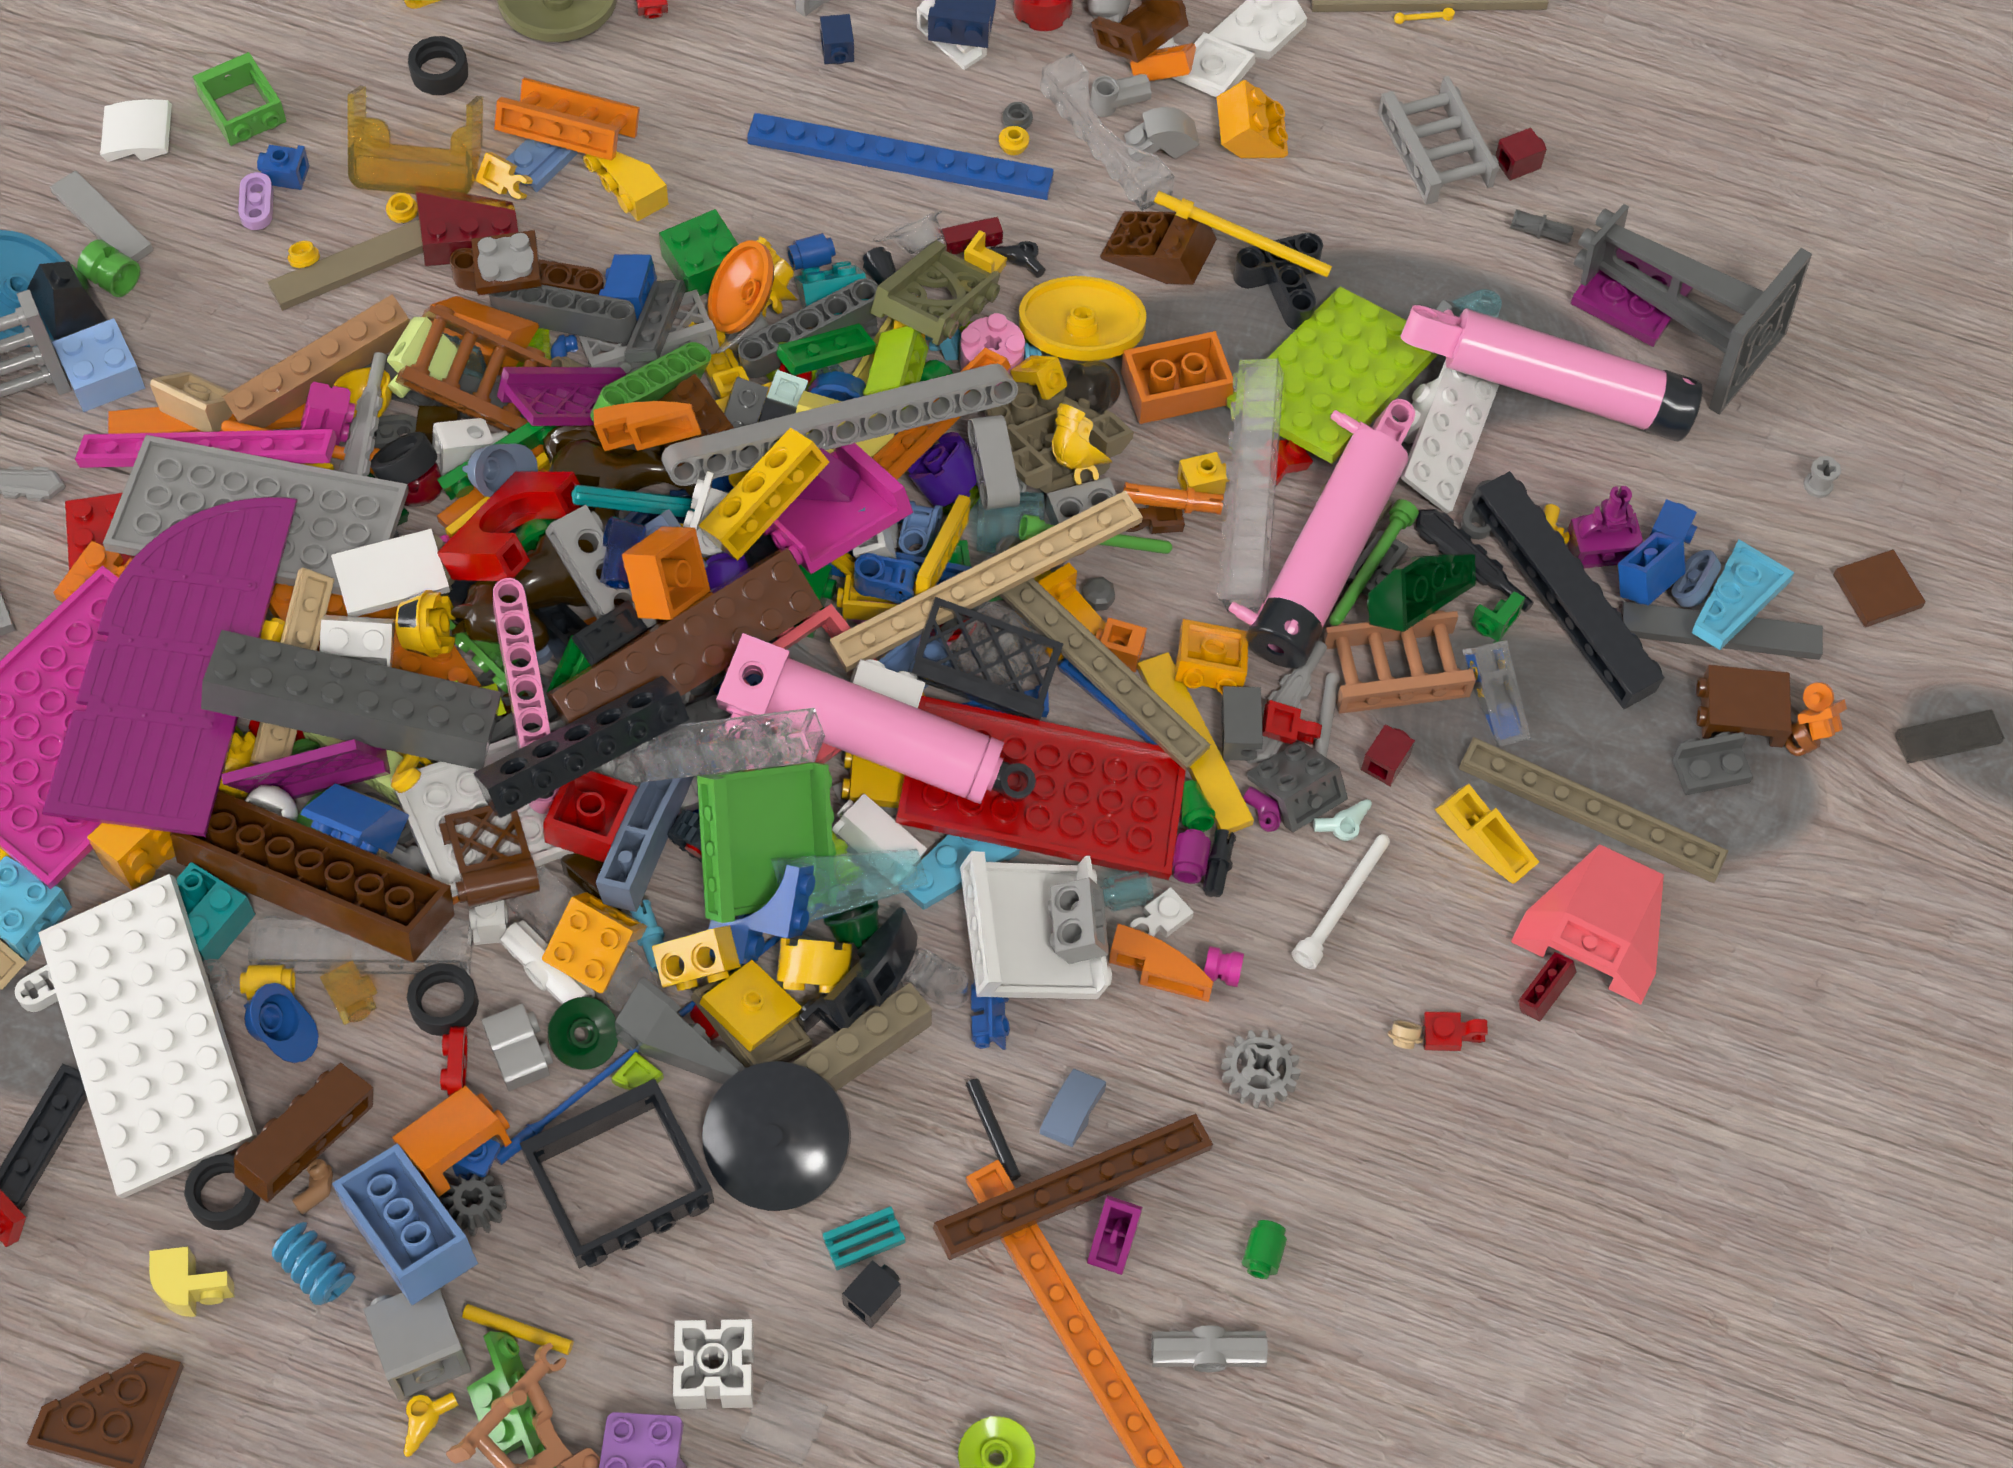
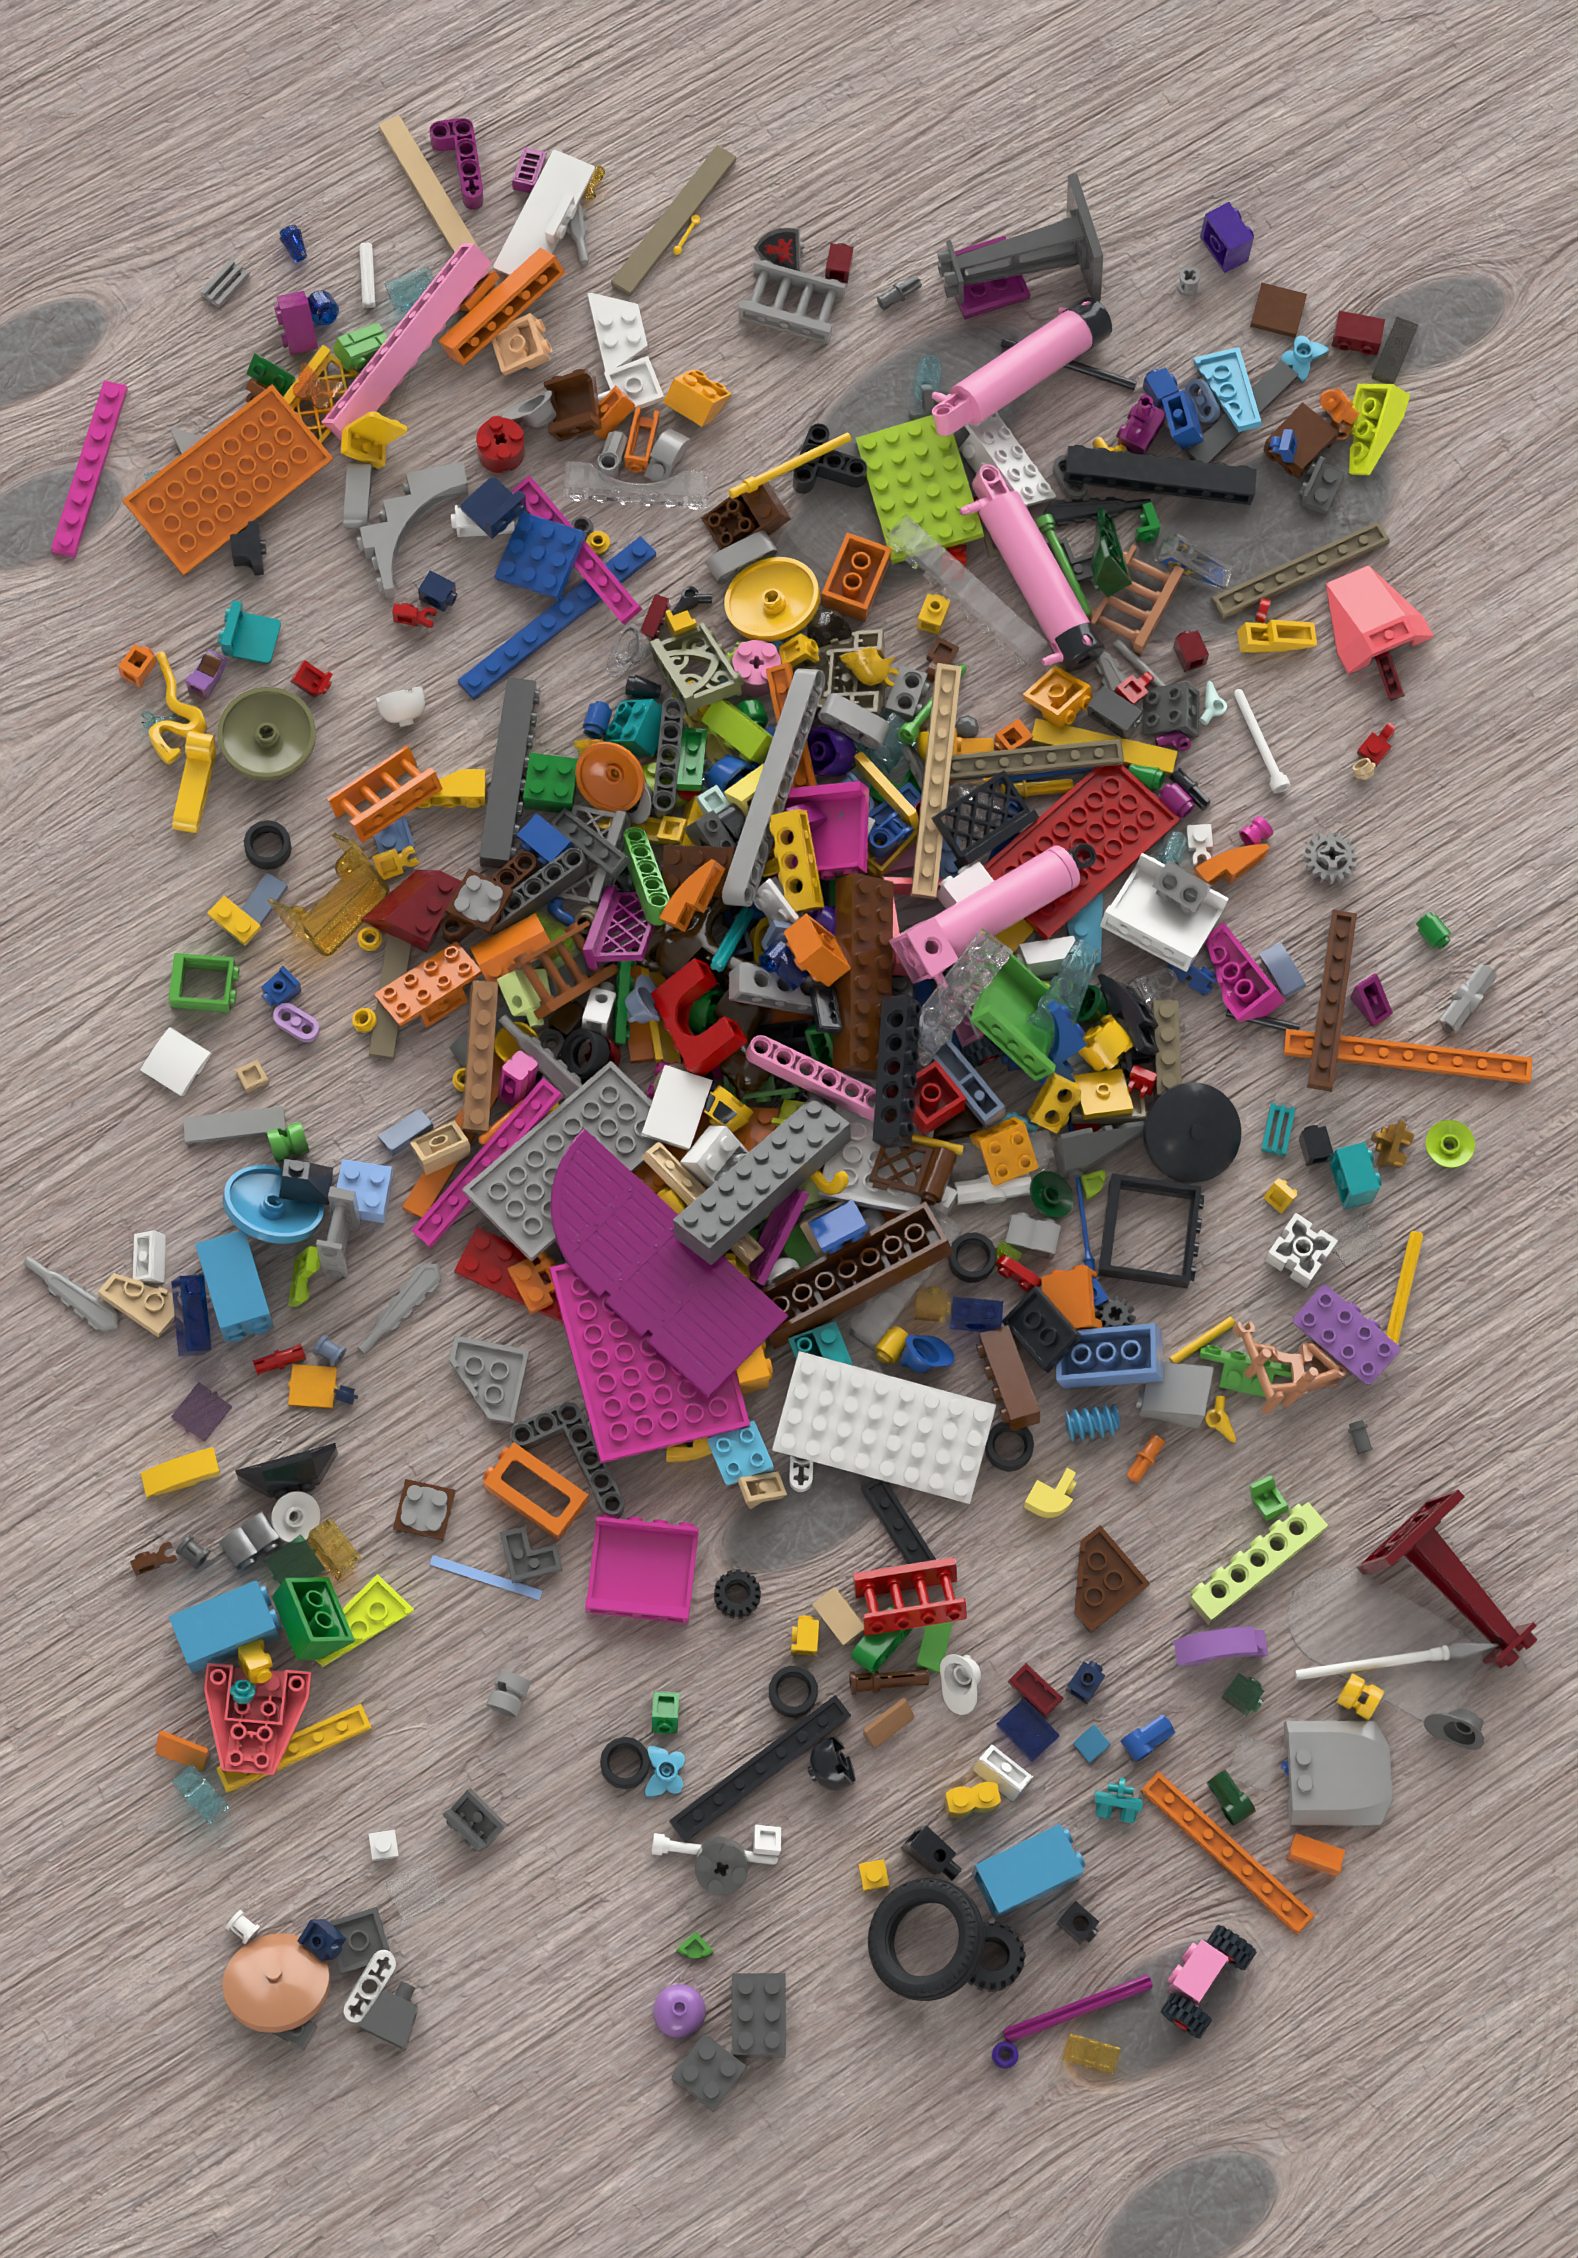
camera: 55 degrees left, 10 degrees up
(169, 202) = (252, 1076): none -> tan tile
(207, 366) = (409, 1128): none -> slope
(310, 1361) = (1145, 1458): none -> orange axle
(318, 1188) = (1042, 1395): medium nougat arm -> none
(329, 84) = (234, 920): none -> yellow plate
(368, 1047) = (975, 1314): none -> clear blue brick
(369, 278) = (430, 988): none -> orange bracket
(380, 99) = (257, 904): none -> sand blue tile
(392, 1127) = (1042, 1329): none -> black tile
(473, 1036) = (1005, 1249): none -> clear neon green tile
(540, 851) = (932, 1143): none -> yellow bar
(682, 80) = (402, 706): none -> white cylinder
(731, 192) = (508, 772): none -> dark grey brick
(774, 1294) = (1280, 1195): none -> yellow tile
(791, 31) = (409, 615): none -> red plate
(799, 1035) = (1142, 1080): none -> red tile
(859, 1362) = (1355, 1175): none -> teal brick
(950, 94) = (540, 555): none -> blue plate
(960, 1383) = (1388, 1144): none -> pearl gold hips
(982, 121) = (588, 562): none -> dark pink plate
(1022, 1075) = (1242, 982): none -> dark pink wedge
(1072, 695) = (1041, 788): none -> yellow axle
(1103, 261) = (734, 558): none -> light grey beam
(1167, 94) = (636, 463): none -> orange window
(1186, 500) = (946, 634): orange pin -> none
(1482, 94) = (781, 247): none -> shield
(1504, 797) = (1262, 610): none -> red tile
(1632, 464) = (1087, 370): none -> black piece
(1718, 683) = (1285, 446): none -> blue tile
(1851, 644) = (1303, 355): none -> medium azure animal
(1856, 764) = (1380, 414): none -> neon yellow wedge
(1908, 476) = (1227, 237): none -> dark purple brick
(1931, 681) = (1358, 333): none -> dark red hinge

